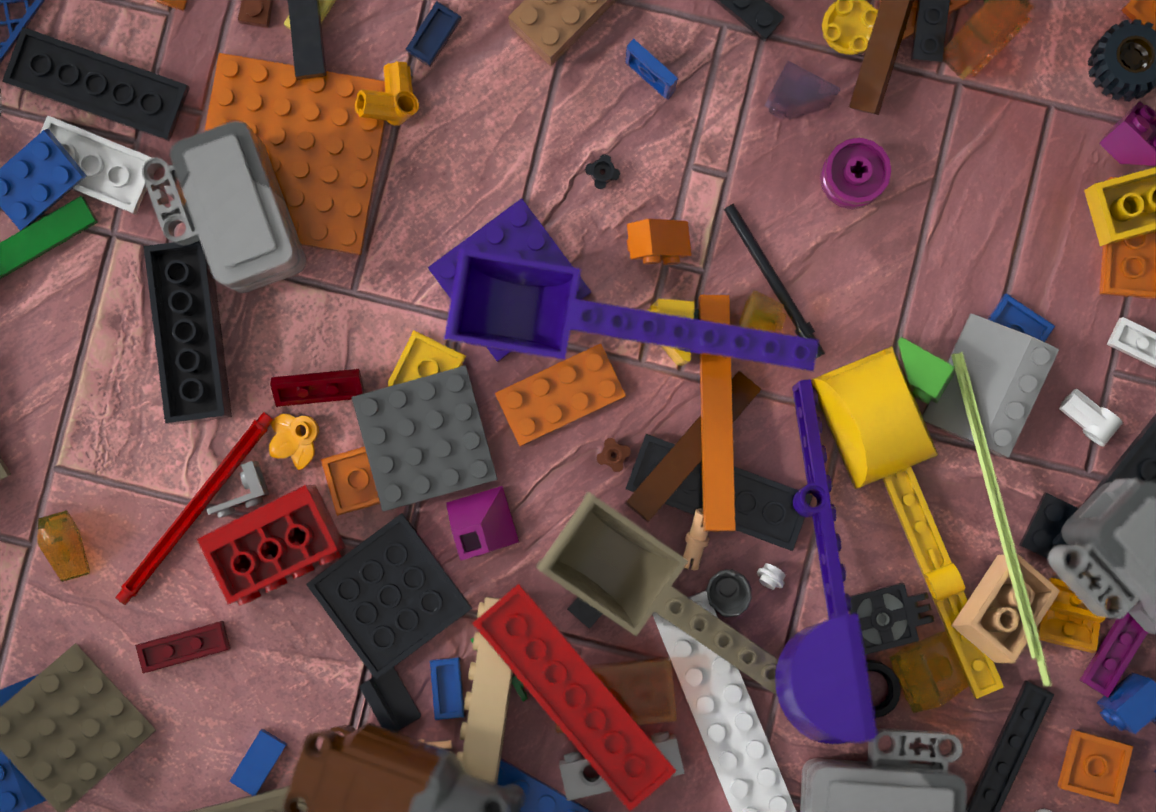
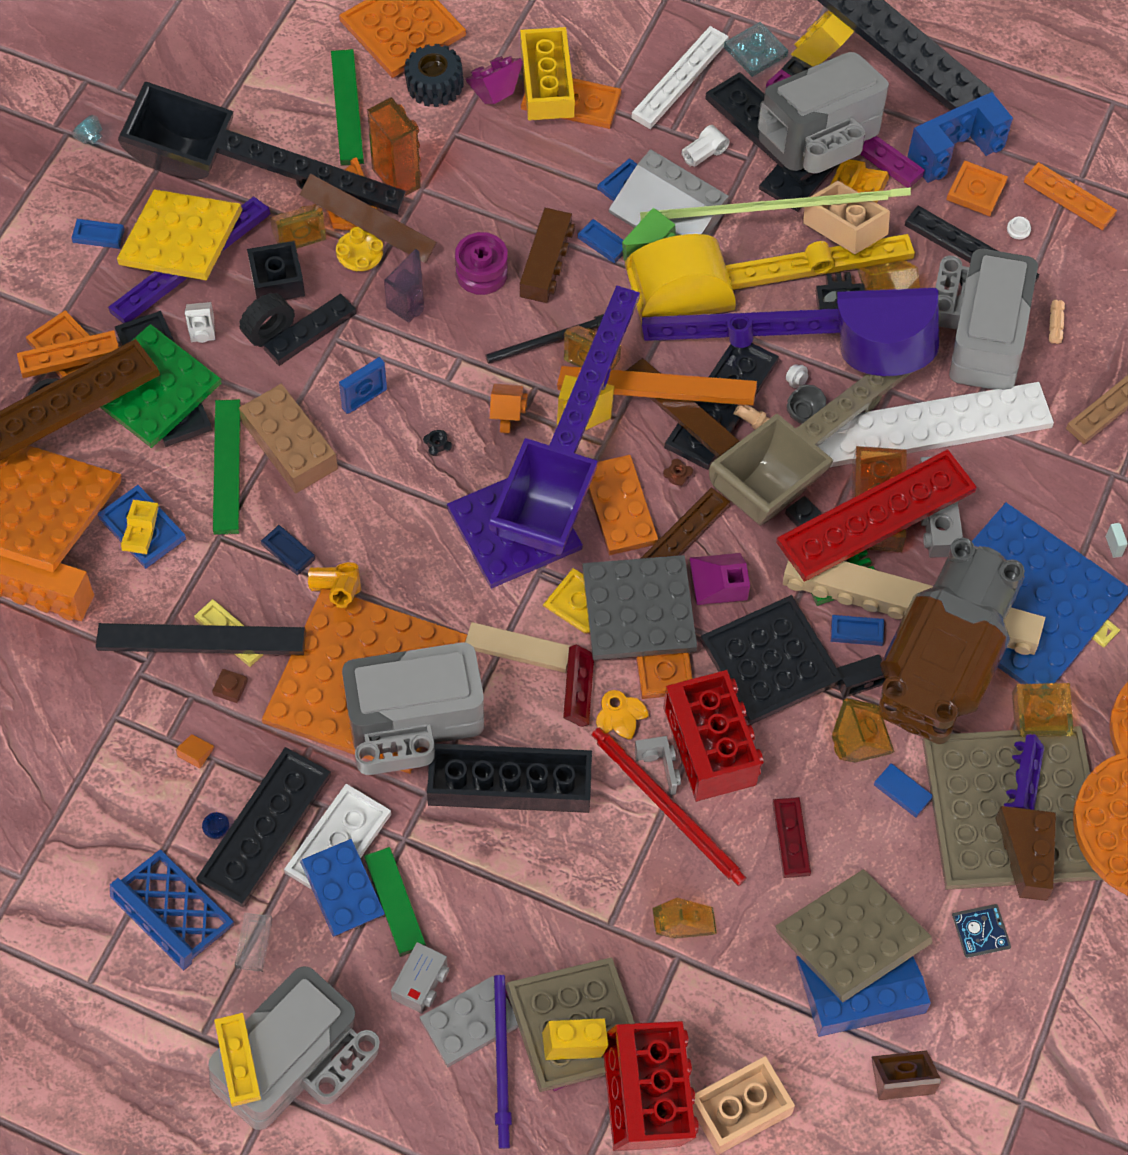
camera: 85 degrees left, 25 degrees down
(90, 33) = (215, 825): none -> clear blue plate
(312, 707) = (860, 732): none -> clear yellow slope
(357, 312) = (518, 647): none -> tan tile
(535, 472) = (690, 526): none -> reddish brown tile
(886, 249) = (546, 255): none -> reddish brown brick
(925, 315) = (602, 240): none -> blue tile

